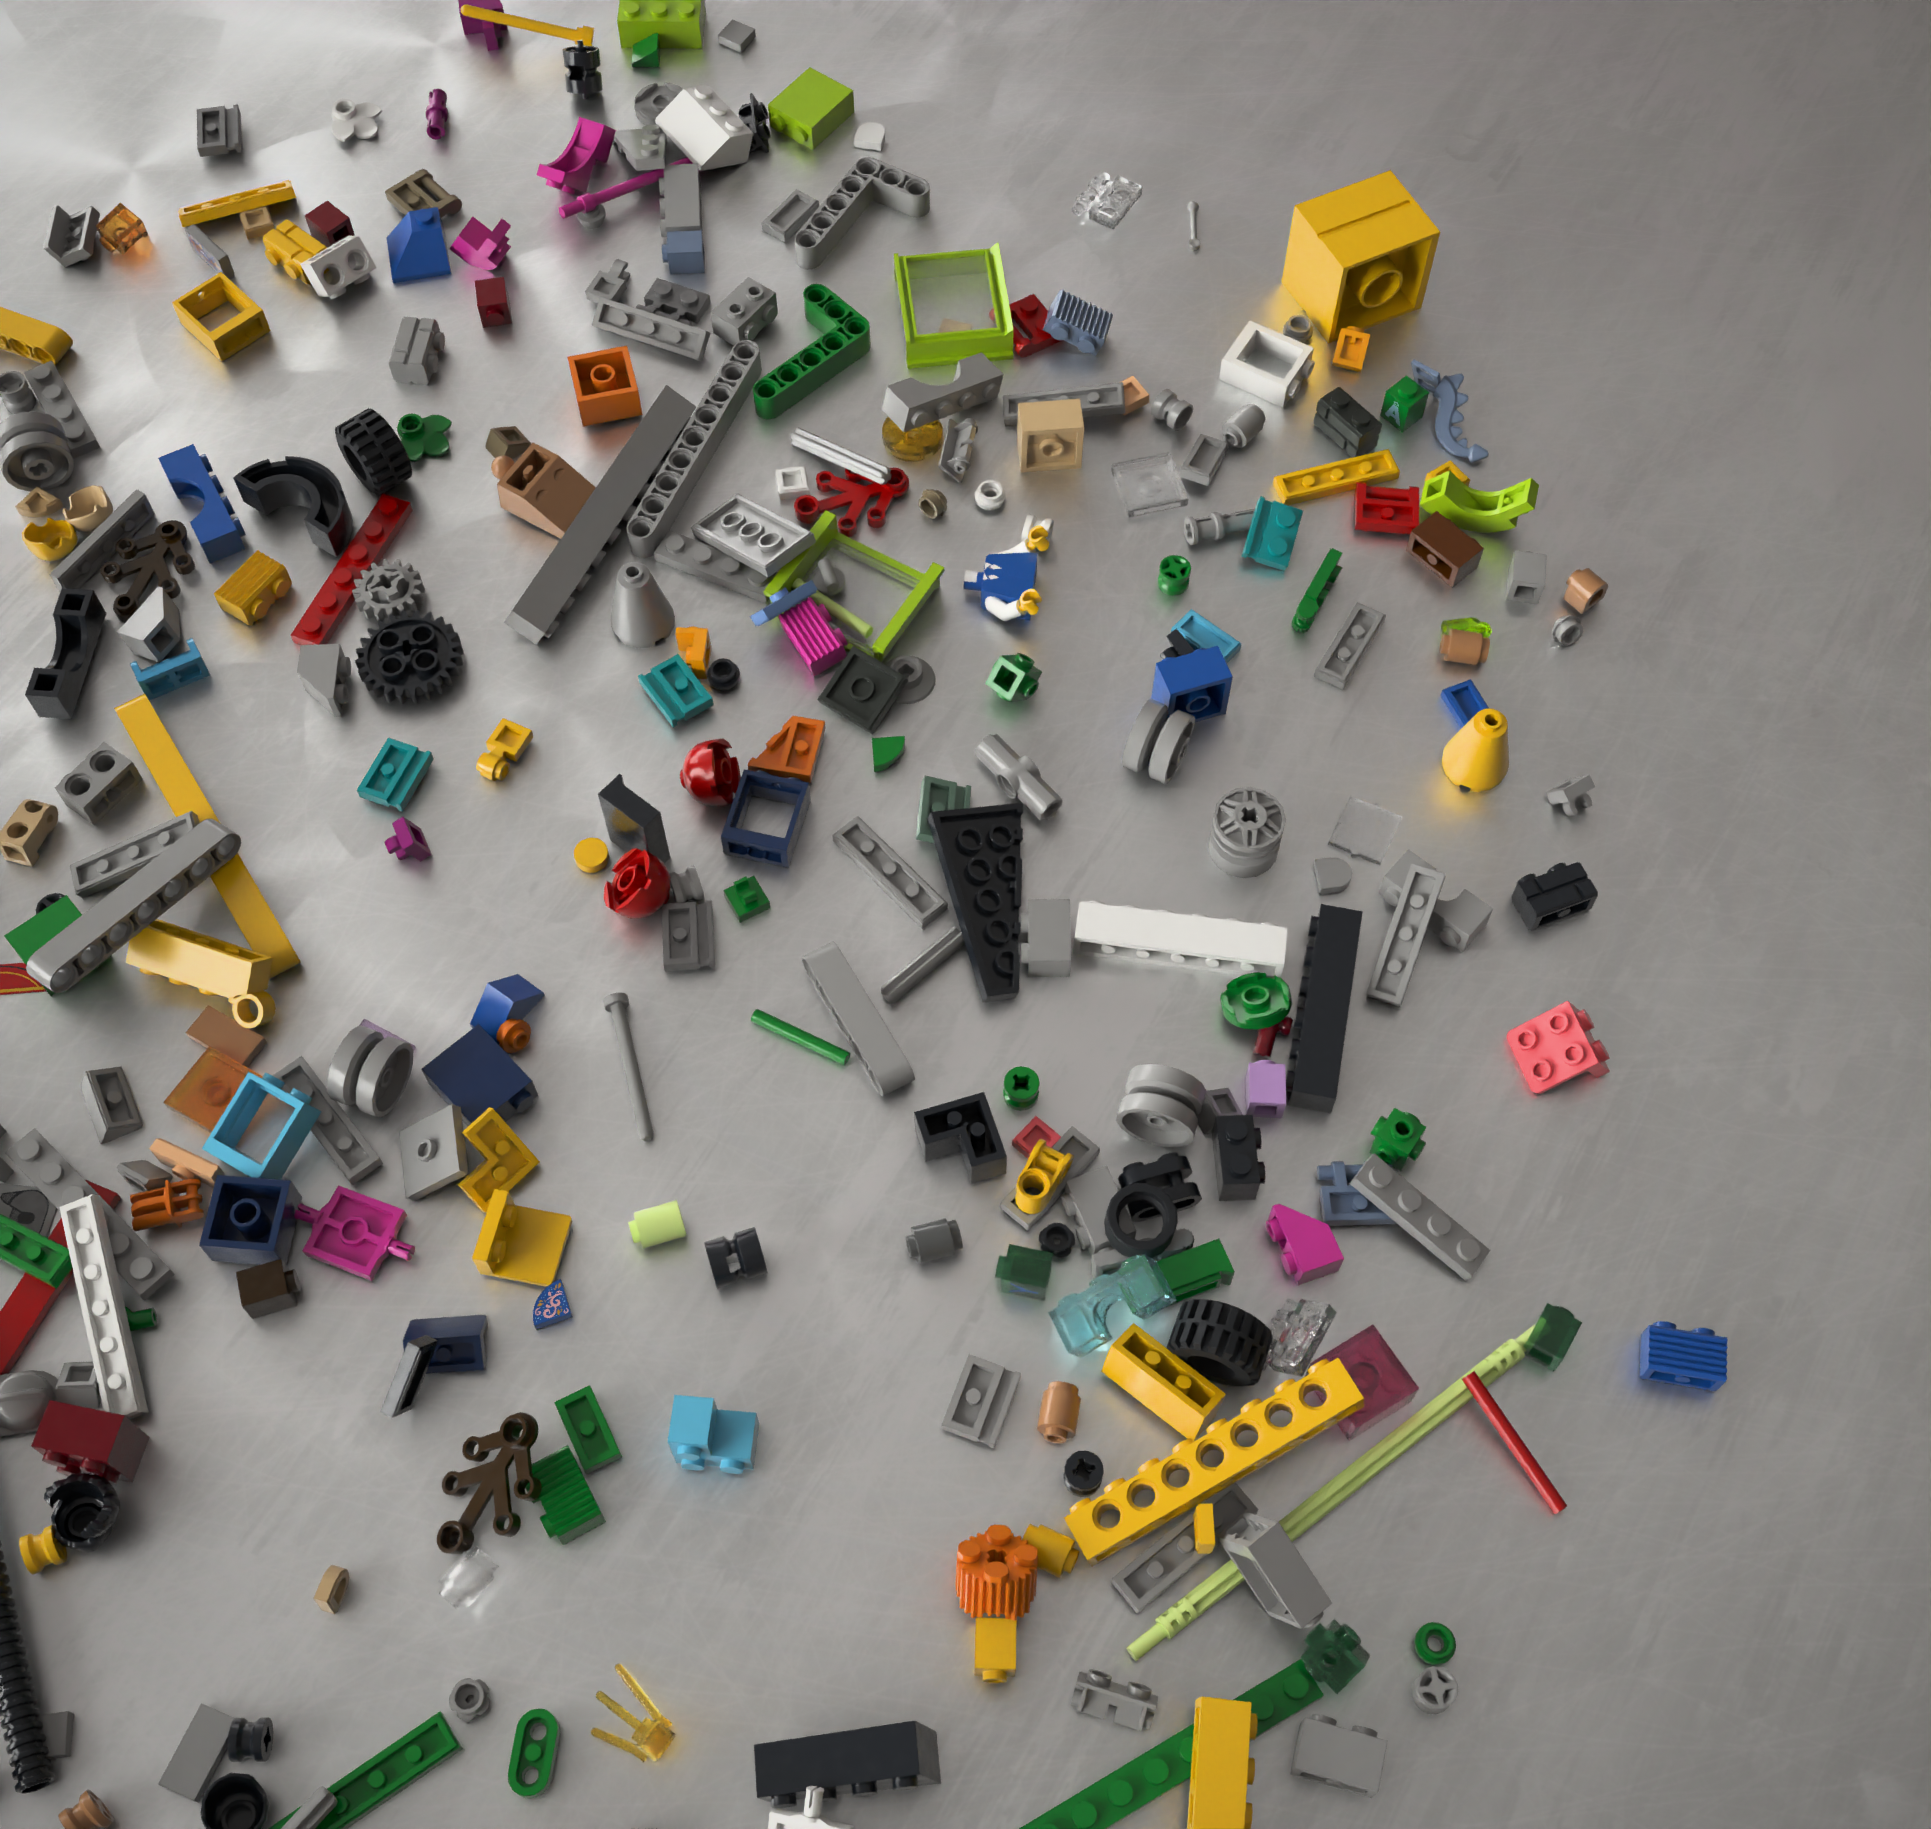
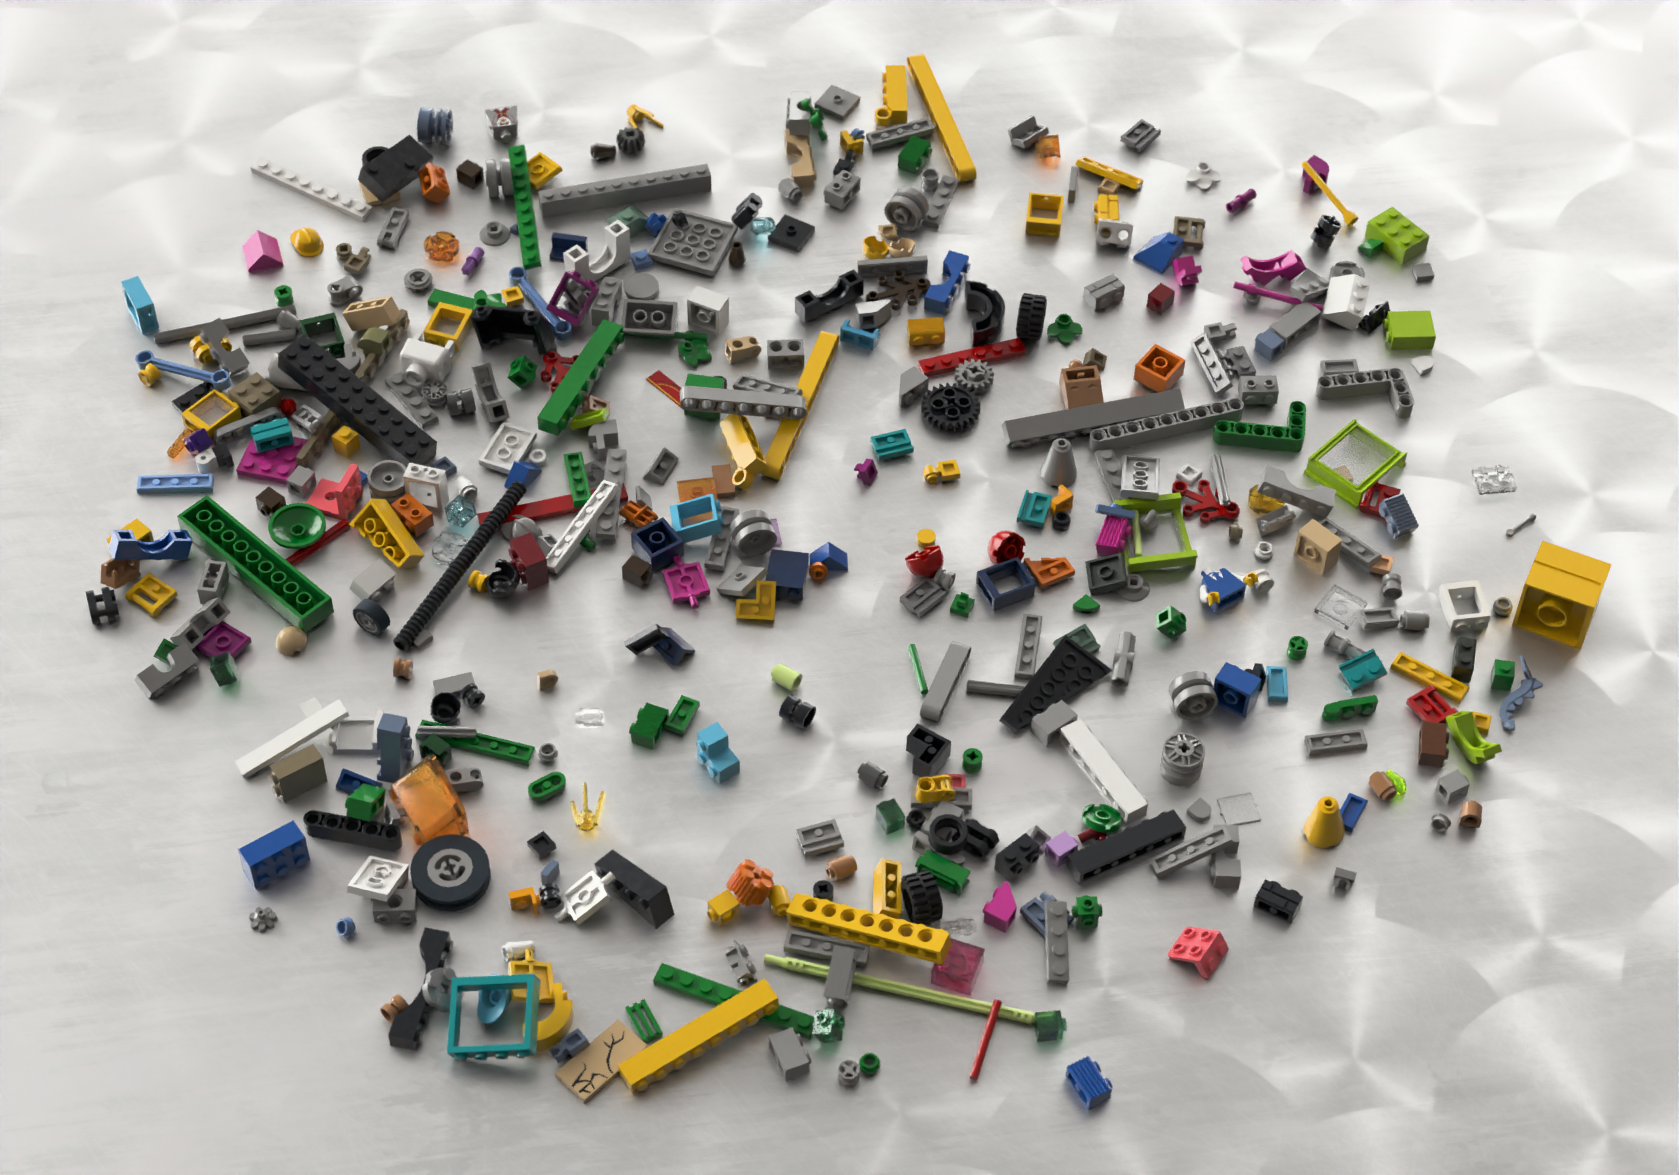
camera: 50 degrees right, 10 degrees down
(184, 1163) = (659, 507): light nougat plate -> none
(328, 224) = (1134, 212): dark red brick -> none
(493, 1481) = (630, 695): dark brown plant -> none
(520, 1241) = (734, 635): yellow bracket -> none
(551, 1306) = (719, 668): blue tile -> none
(616, 1004) = (867, 595): light grey bar -> none
(632, 820) = (950, 535): black container -> none
(1082, 1316) = (915, 850): clear light blue arch -> none
(1161, 1105) = (1011, 810): light grey wheel -> none
(1204, 1528) = (838, 939): yellow tile -> none
(1351, 348) = (1513, 633): light orange bracket -> none

